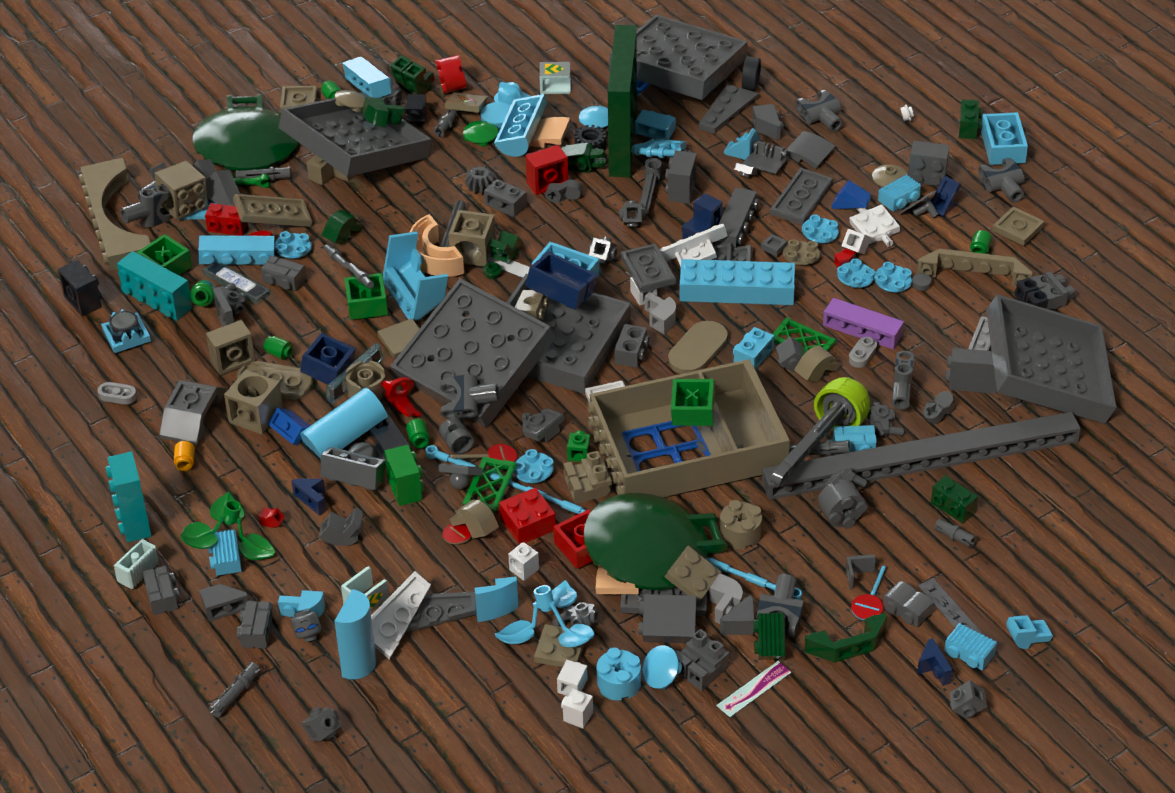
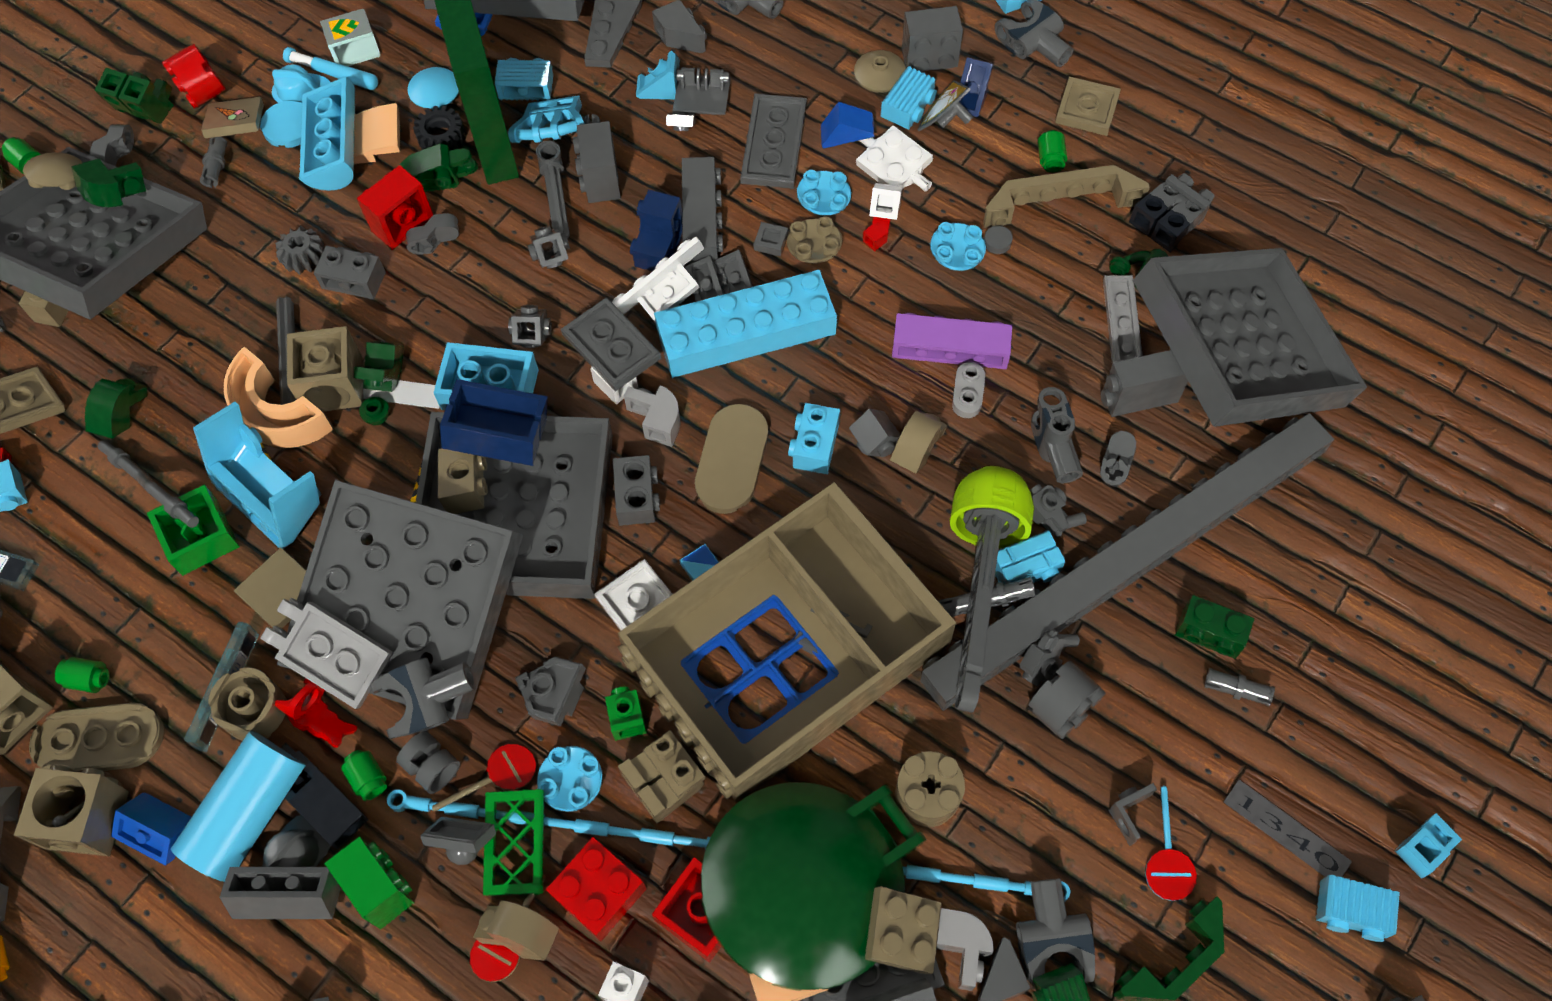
camera: 20 degrees left, 20 degrees up
(283, 273) = (46, 522): dark grey brick -> none
(292, 245) = (45, 460): medium azure dish -> none
(310, 493) = (225, 965): dark blue slope -> none
(326, 358) = (169, 680): dark blue brick -> none
(367, 77) = (68, 118): medium azure brick -> none
(416, 108) = (160, 150): black brick -> none
(422, 363) = (328, 651): none -> light grey tile
(480, 132) = (272, 163): green dish -> none
(533, 90) = (358, 77): none -> medium azure piece
(693, 402) = (791, 609): green brick -> none
(799, 328) = (865, 373): green window -> none
(810, 149) = (755, 58): dark grey slope -> none
(855, 274) = (904, 255): medium azure dish -> none
(908, 603) = (1234, 854): dark grey brick -> none
(934, 660) = (1314, 951): dark blue slope -> none

